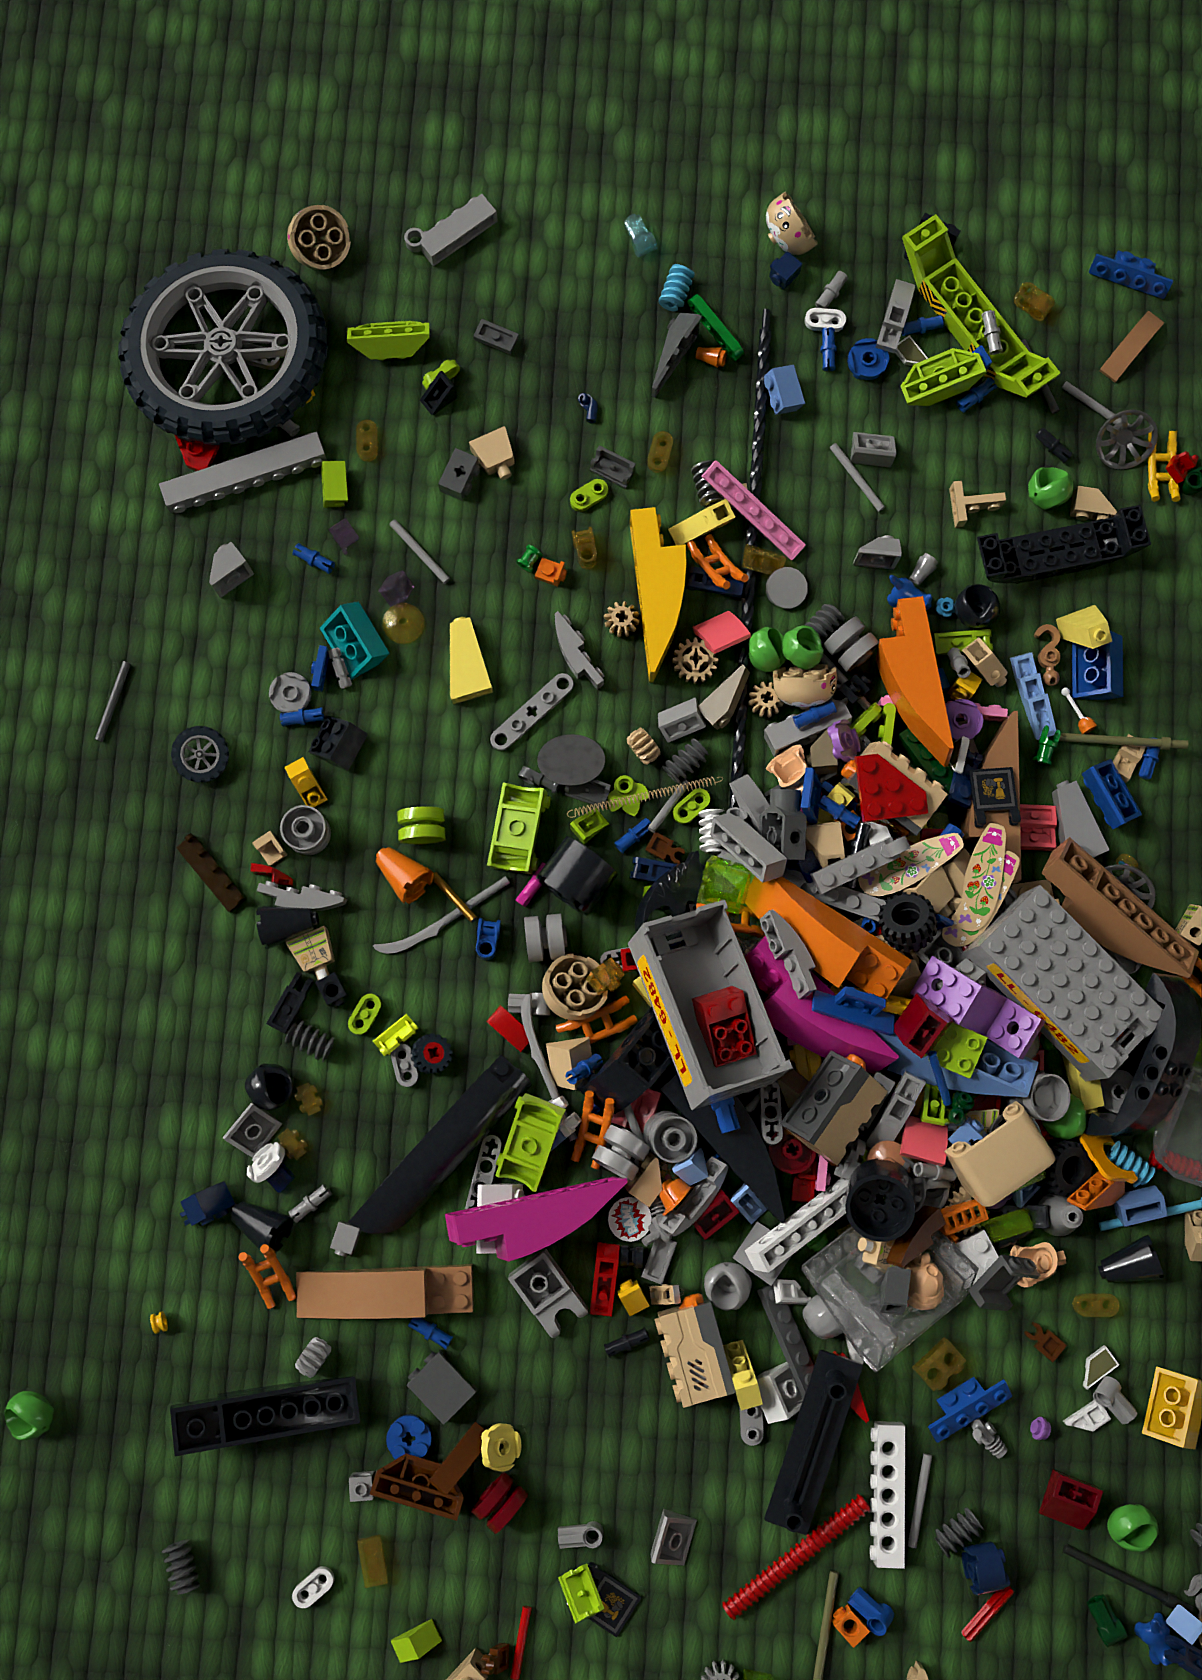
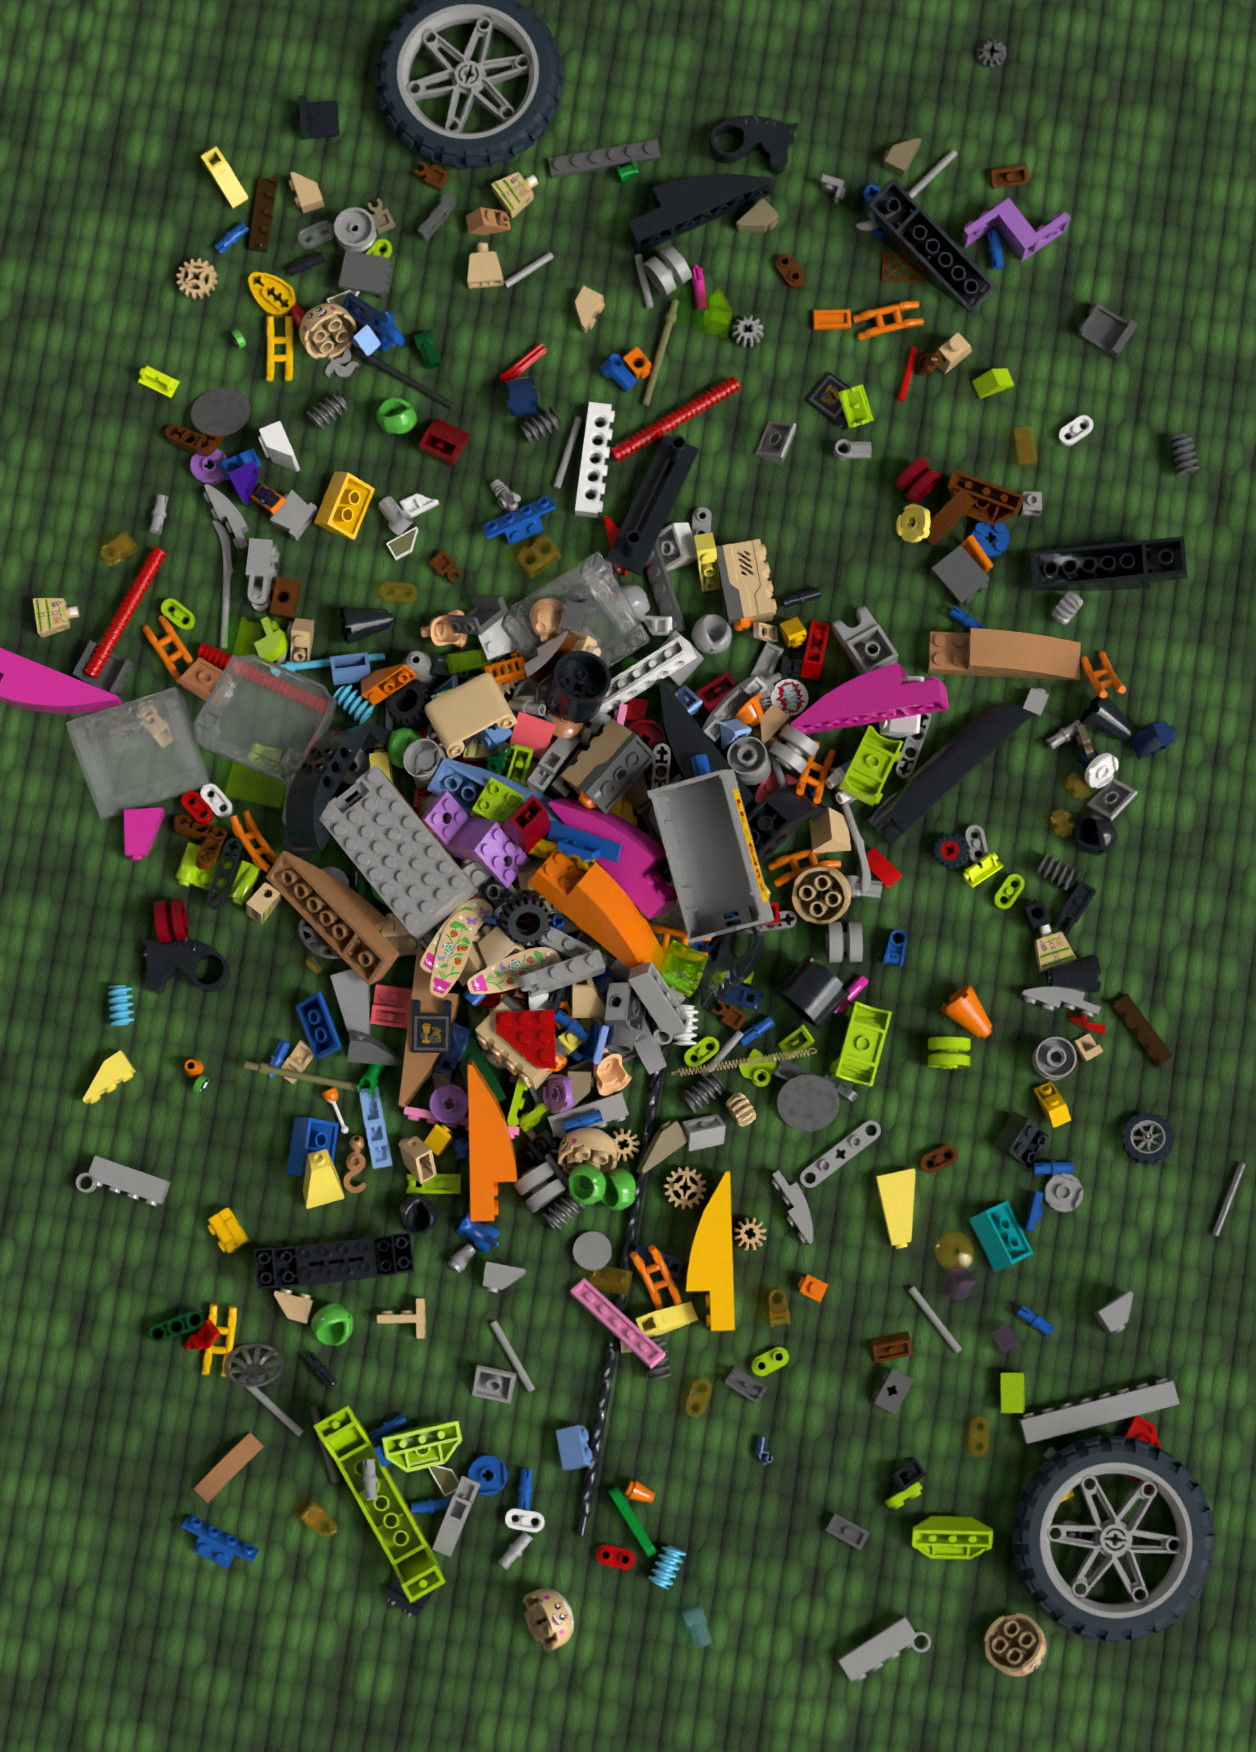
camera: 170 degrees left, 0 degrees up
(159, 1322) = (1197, 648): yellow bush -> none
(287, 1197) = (1083, 740): none -> dark tan plate
(340, 668) = (1015, 1210): light grey axle -> none
(423, 1416) = (976, 552): none -> orange tile
(425, 713) = (938, 1159): none -> reddish brown plate
(434, 929) = (941, 963): light grey piece -> none
(454, 898) = (923, 987): pearl gold bar -> none
(464, 521) = (891, 1346): none -> reddish brown slope
(494, 452) = (857, 1409): tan torso -> none
(527, 565) = (831, 1301): green bush -> none
(584, 1068) = (819, 823): blue pin -> none
(606, 977) = (793, 899): clear yellow brick -> none
(680, 337) = (671, 1508): dark grey wedge -> none
(721, 632) = (658, 1210): coral slope -> none
(725, 1025) = (697, 840): red slope -> none
(729, 296) = (616, 1554): none -> red plate
(785, 270) = (559, 1575): dark blue brick -> none
(787, 945) = (636, 903): light grey slope -> none
(940, 607) = (450, 1218): dark azure plate -> none
(940, 1080) = (515, 781): blue bar -> none
(959, 663) = (443, 1159): light grey pin -> none
(959, 754) = (457, 1070): white tile -> none
(1040, 1428) = (460, 499): medium lavender plate -> none
(1052, 772) = (367, 1049): none -> dark grey slope
(1094, 1148) = (380, 702): light orange piece -> none
(1173, 574) = (228, 1231): none -> yellow brick

